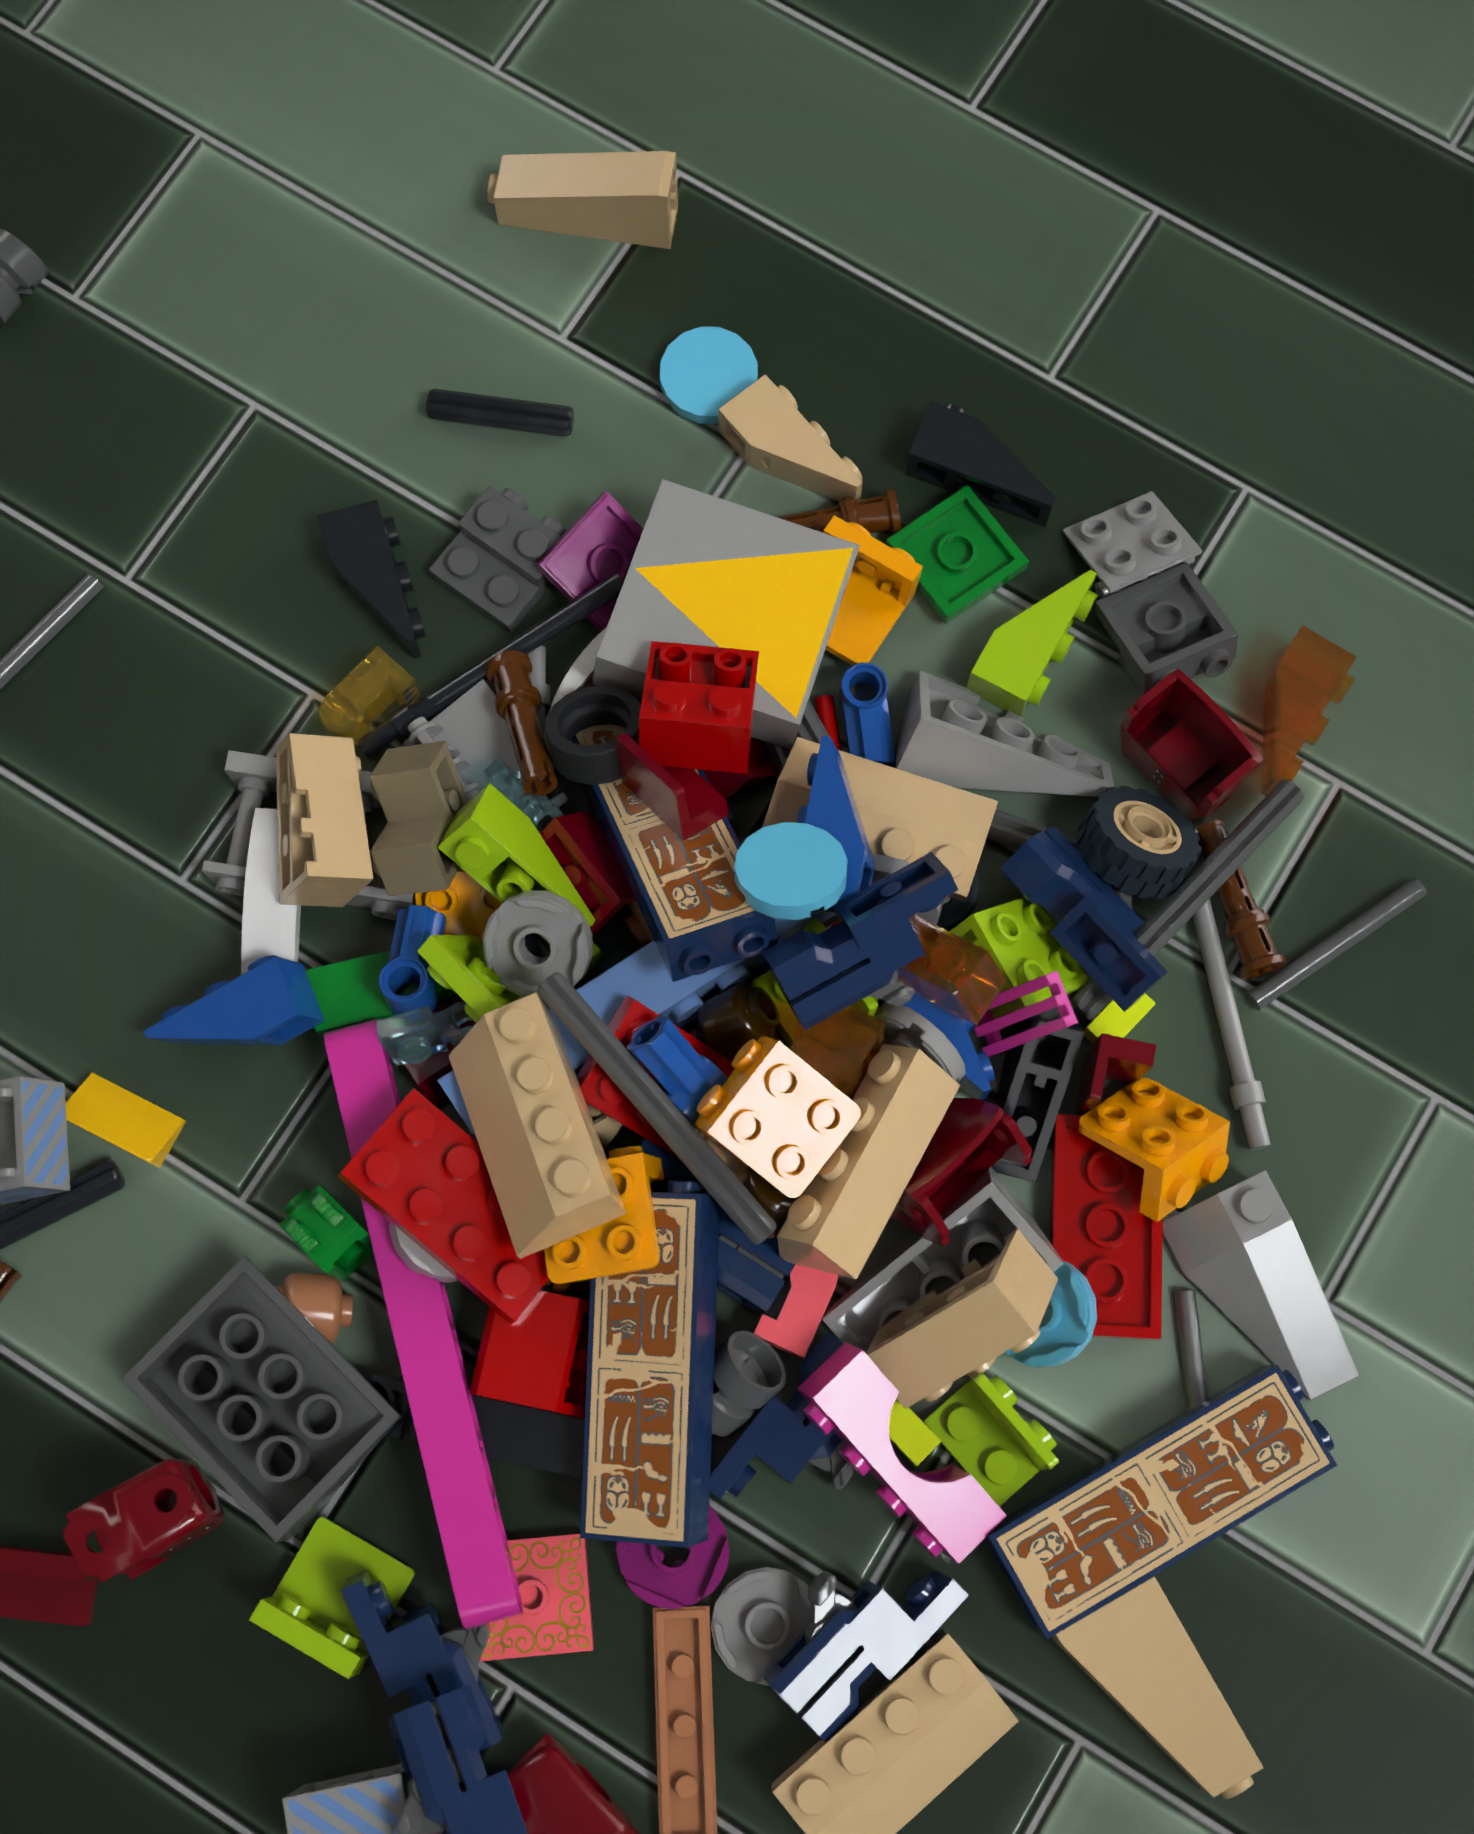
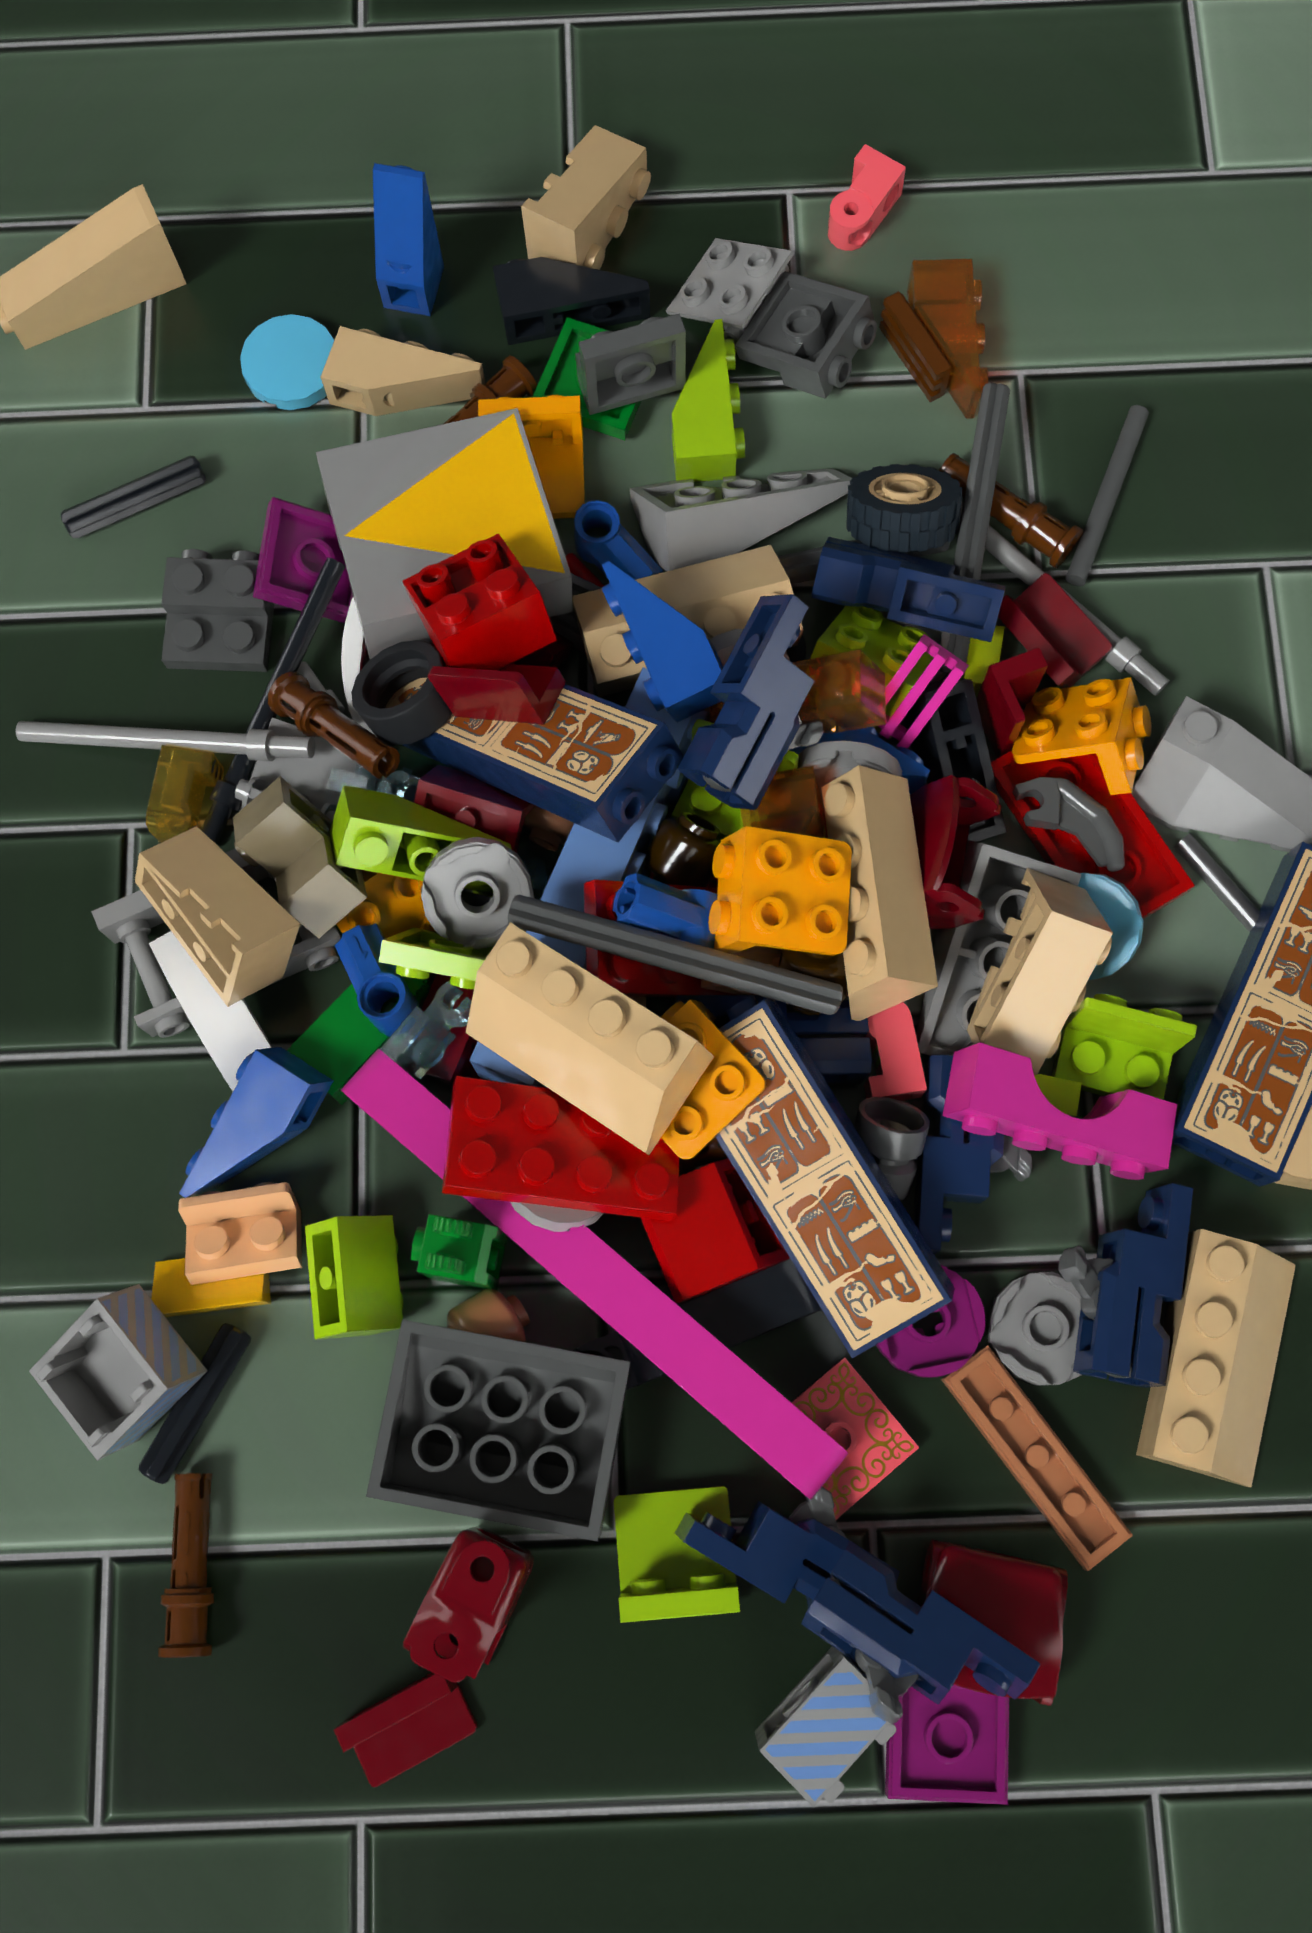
camera: 30 degrees left, 0 degrees up
(173, 1096) = (241, 1232): none -> light nougat bracket
(235, 1193) = (353, 1276): none -> lime brick
(364, 564) = (107, 691): black slope -> none
(452, 695) = (256, 744): none -> light grey bar
(790, 870) = (656, 683): medium azure tile -> none
(868, 336) = (405, 240): none -> blue slope
(982, 568) = (632, 363): none -> dark grey plate
(1054, 393) = (587, 201): none -> tan wedge
(1101, 1209) = (1074, 811): none -> dark grey piece
(1187, 746) = (891, 406): dark red piece -> none
(1196, 1035) = (1053, 622): none -> dark red panel
(1256, 696) = (915, 346): none -> reddish brown tile
(1306, 543) = (861, 208): none -> coral leg

